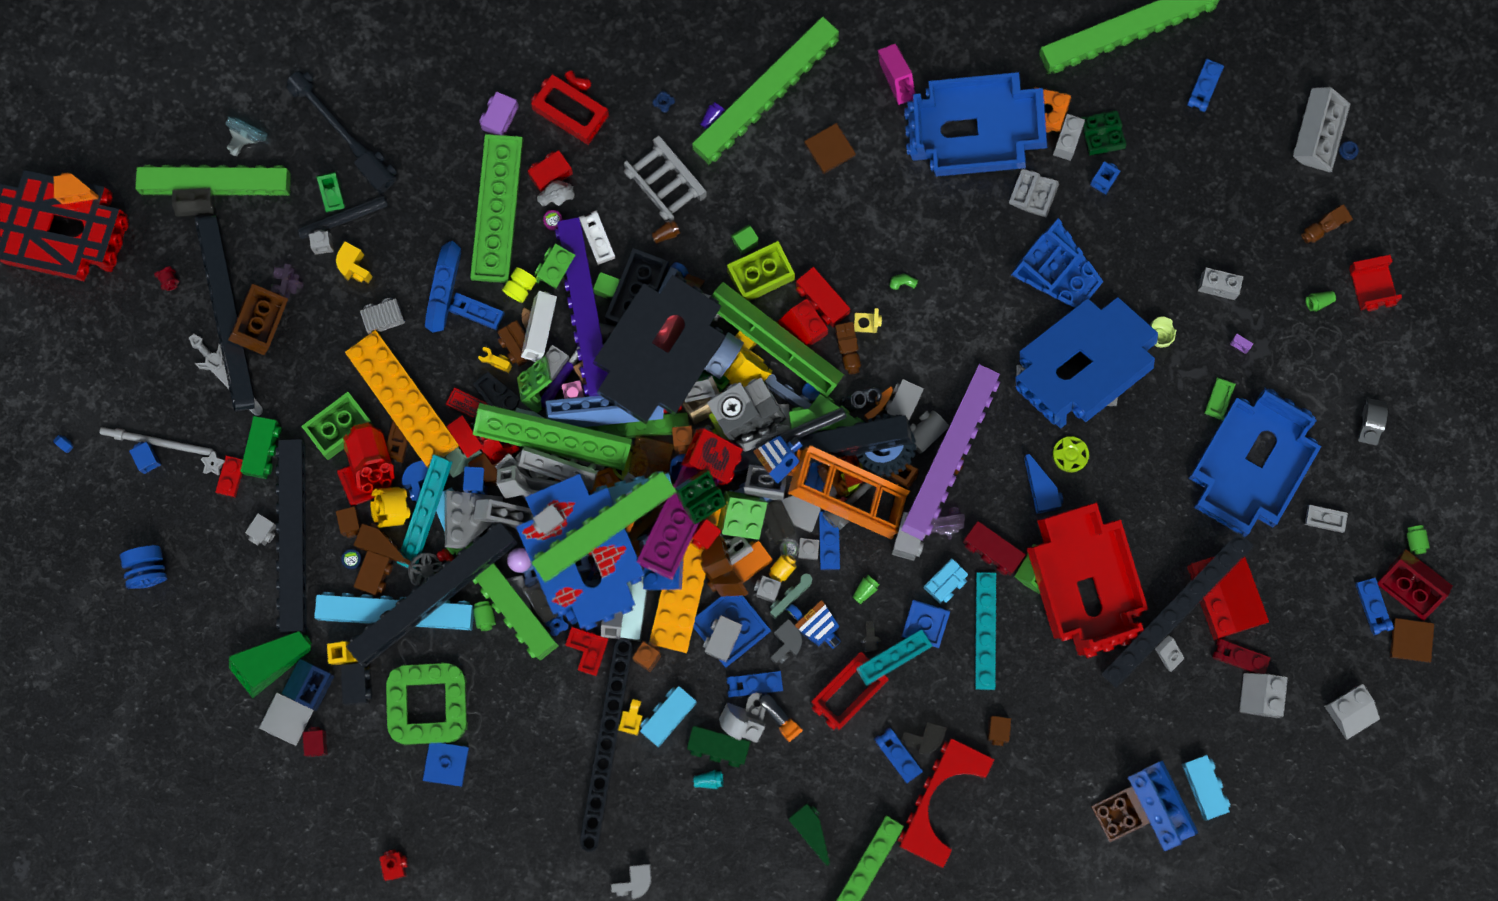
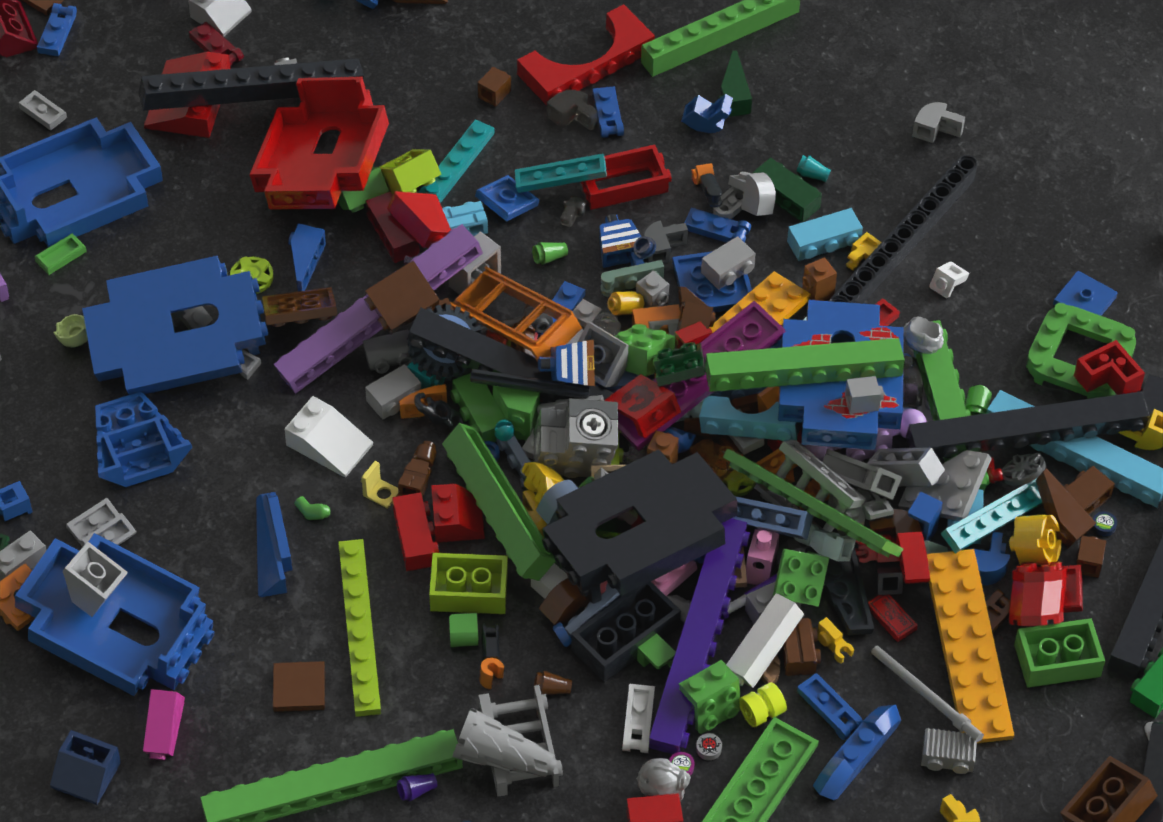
camera: 155 degrees left, 25 degrees down
(381, 333) = (960, 721): none -> light grey bar
(394, 680) = (1111, 366): none -> red brick
(539, 627) = (923, 335): none -> light grey hair
(541, 242) = (708, 746): none -> light grey tile
(555, 725) = (947, 277): none -> white bracket
(668, 150) = (495, 745): none -> light grey cone
(718, 233) = (491, 661): none -> piece
(791, 617) = (644, 247): none -> dark blue plate
(807, 403) = (504, 430): none -> teal hinge
(818, 212) = (359, 628): none -> lime plate
(818, 789) = (705, 116): none -> blue brick
(912, 241) = (272, 546): none -> blue wedge
(925, 19) = (85, 767): none -> dark blue slope
(926, 341) = (327, 437): none -> white slope
(932, 451) = (400, 297): none -> reddish brown brick
(970, 555) = (420, 216): none -> red slope
(999, 124) = (92, 578): none -> light grey slope
(1010, 597) = (410, 171): none -> lime brick
(1013, 431) = (299, 306): none -> reddish brown plate

